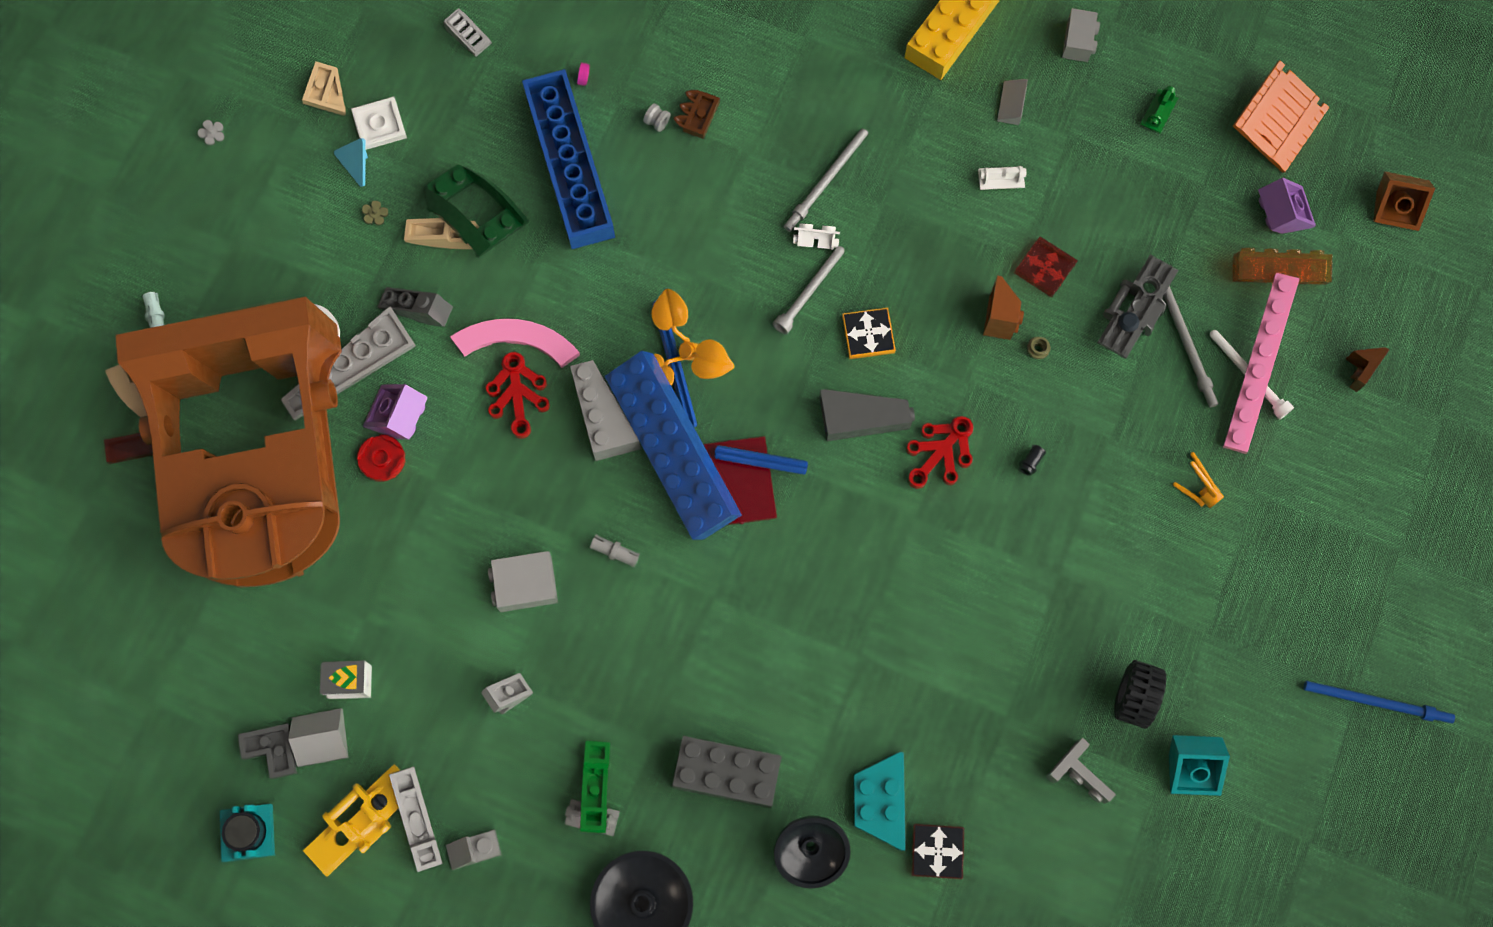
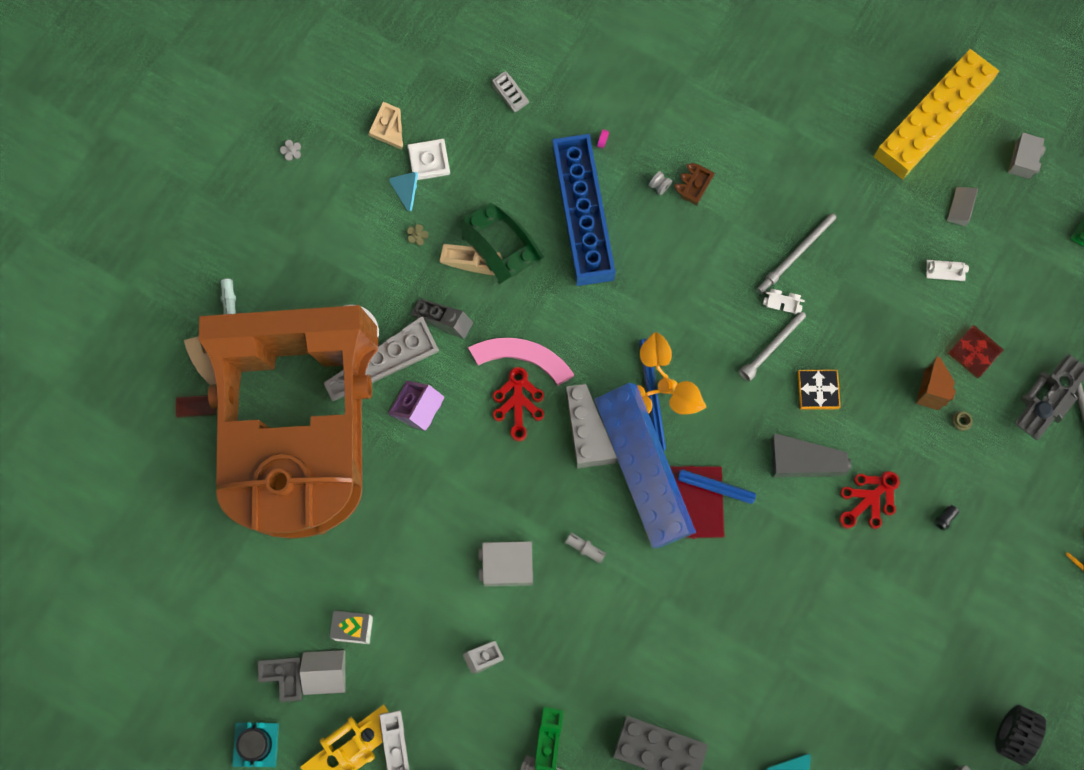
camera: 10 degrees right, 0 degrees up
(381, 458) = (400, 442): red tile -> none

